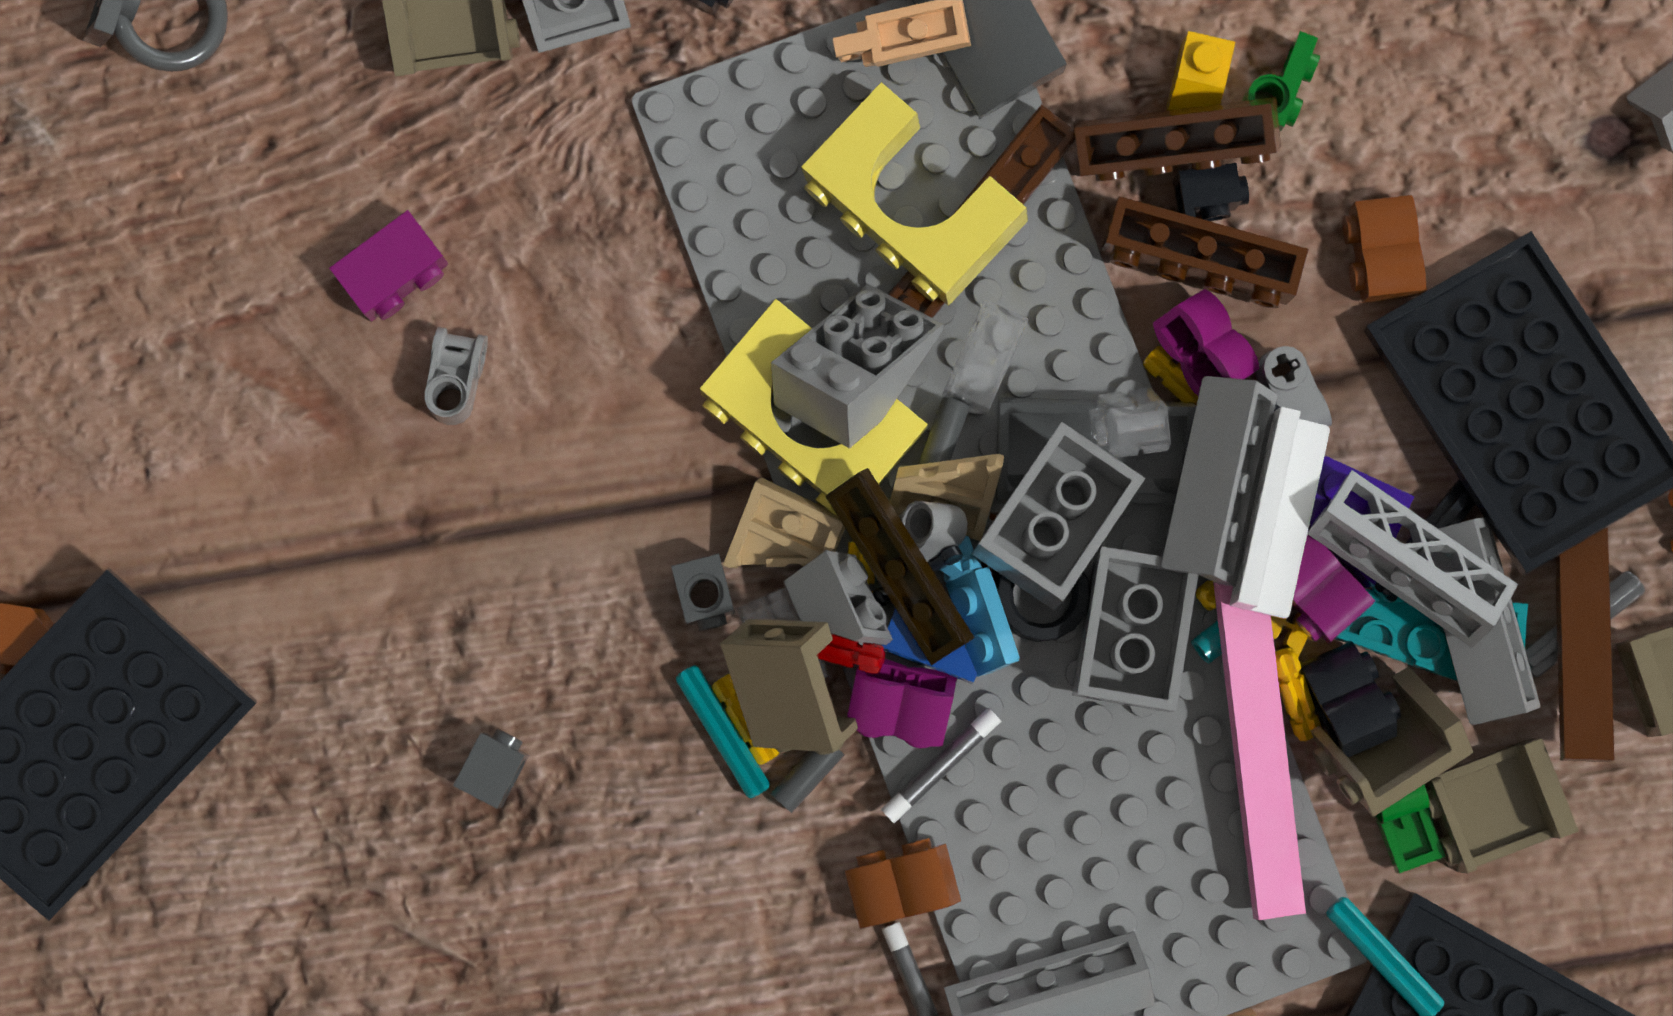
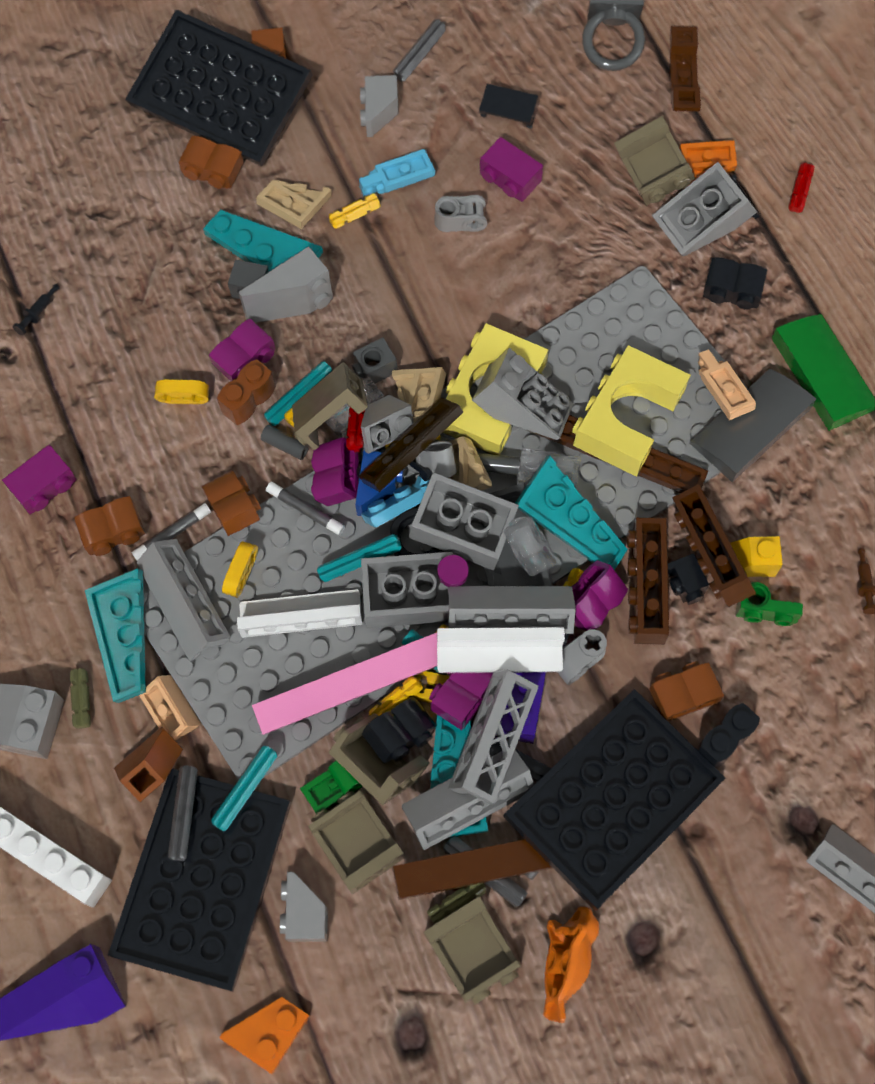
camera: 85 degrees right, 15 degrees down
(86, 362) = (419, 50): none -> flat silver axle
(184, 458) = (380, 102): none -> light grey slope
(228, 790) = (211, 162): none -> dark orange brick
(260, 235) = (509, 104): none -> black hinge
(340, 462) = (397, 173): none -> medium azure hinge
(347, 660) = (292, 201): none -> tan wing
(393, 557) = (354, 210): none -> yellow axle
(426, 728) = (255, 241): none -> teal wing
(537, 694) = (288, 290): none -> light grey slope
(625, 809) = (243, 346): none -> magenta brick
(672, 928) = (181, 391): none -> yellow beam
(697, 806) = (242, 395): none -> dark orange brick
(1026, 893) = (240, 569): none -> yellow beam
(1060, 696) = (352, 560): none -> teal axle
(1072, 350) = (570, 517): none -> teal wing
(1119, 812) = (299, 613): none -> white panel
(1139, 553) = (453, 571): none -> magenta tile
(1465, 199) = (731, 733): none -> black brick
(1587, 904) = (305, 913): none -> light grey slope
(1626, 707) = (455, 901): none -> olive axle

